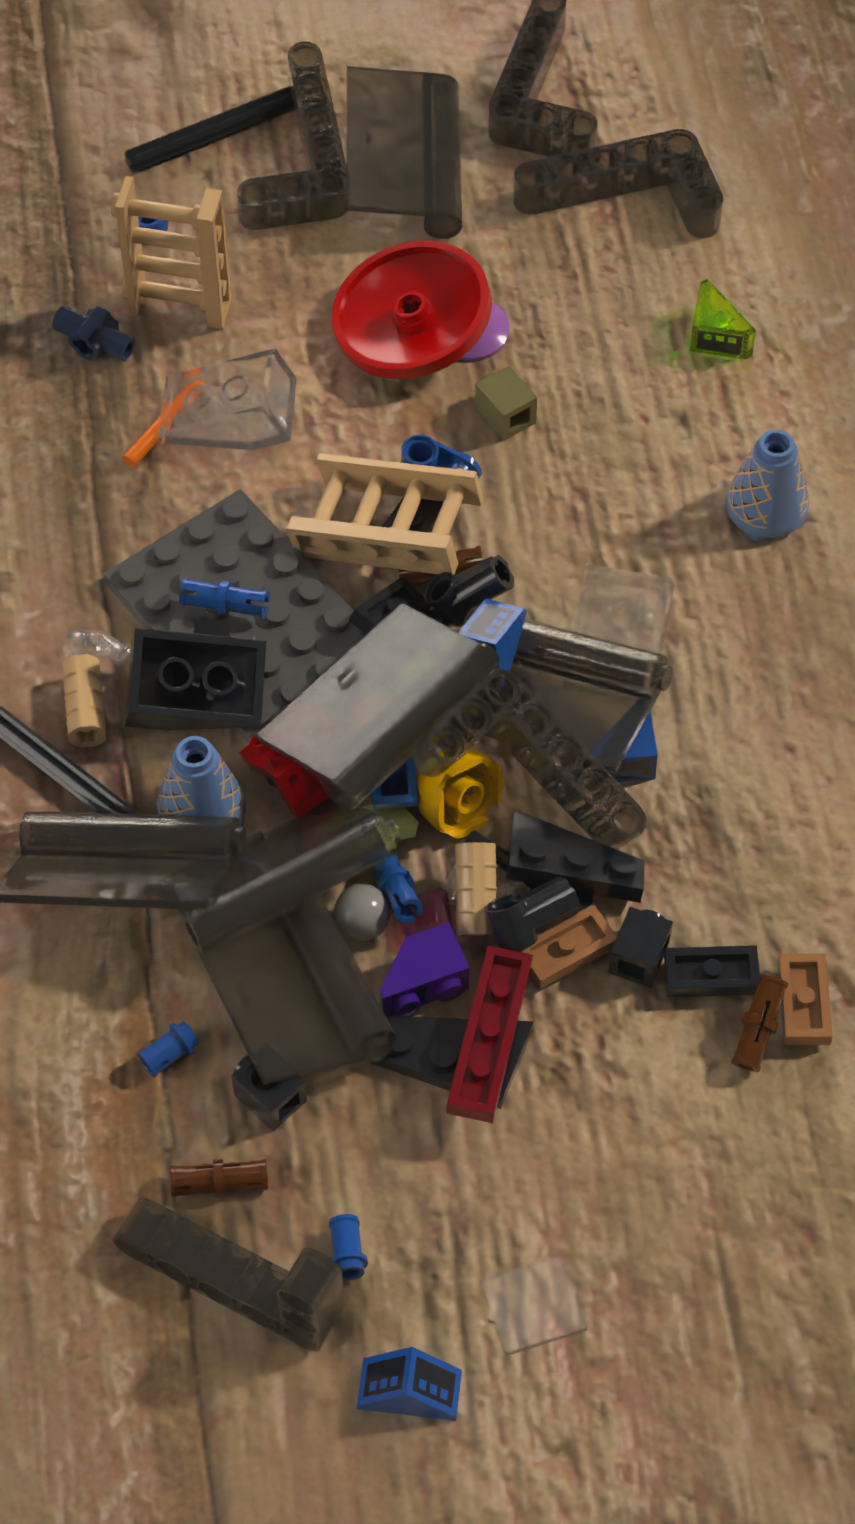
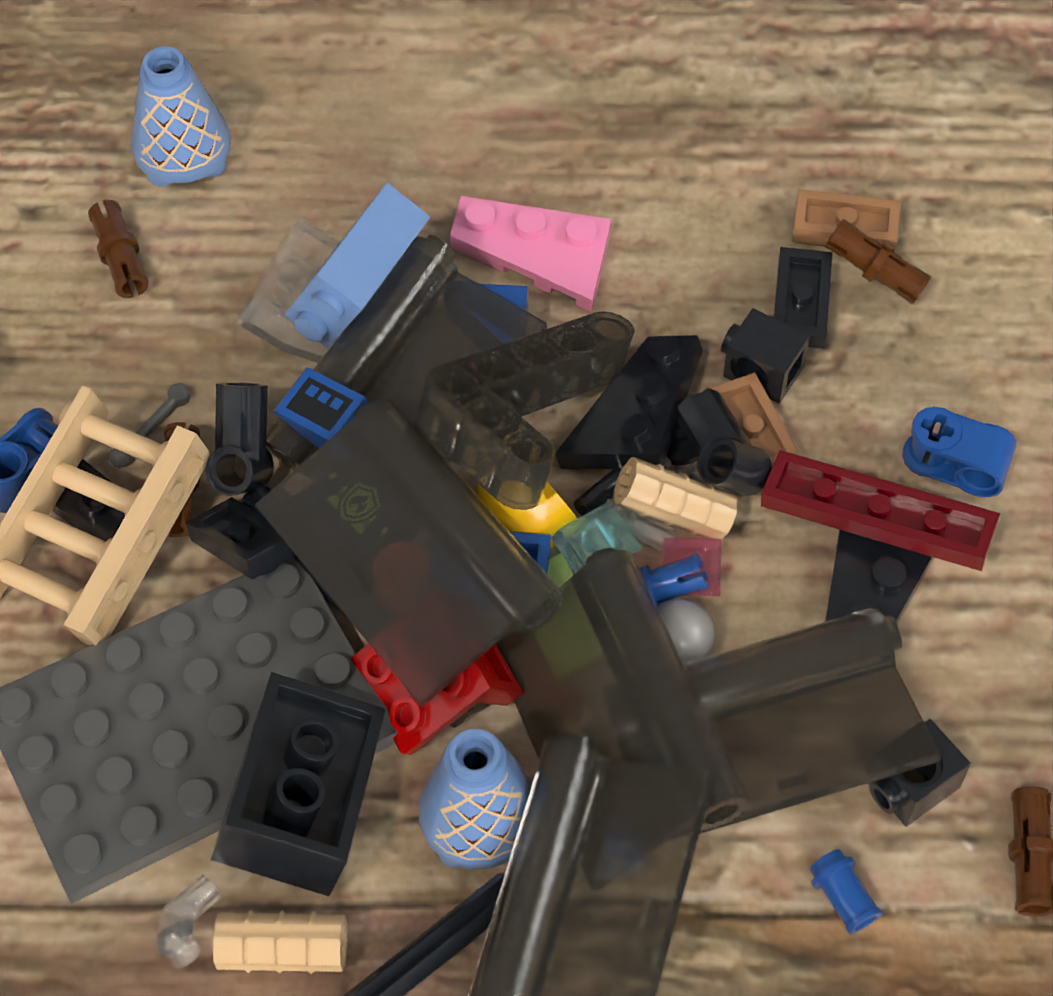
camera: 80 degrees left, 0 degrees up
(224, 597) = (173, 726): blue pin -> none
(425, 839) = (594, 532): none -> clear light blue bracket
(425, 970) = (769, 575): dark purple slope -> none
(523, 554) = (177, 396): none -> dark grey hinge
(573, 1106) = (962, 453): none -> blue piece
(620, 617) = (357, 266): none -> medium blue brick
(648, 484) = (118, 249): none -> reddish brown pin
(725, 772) = (543, 244): none -> bright pink wing

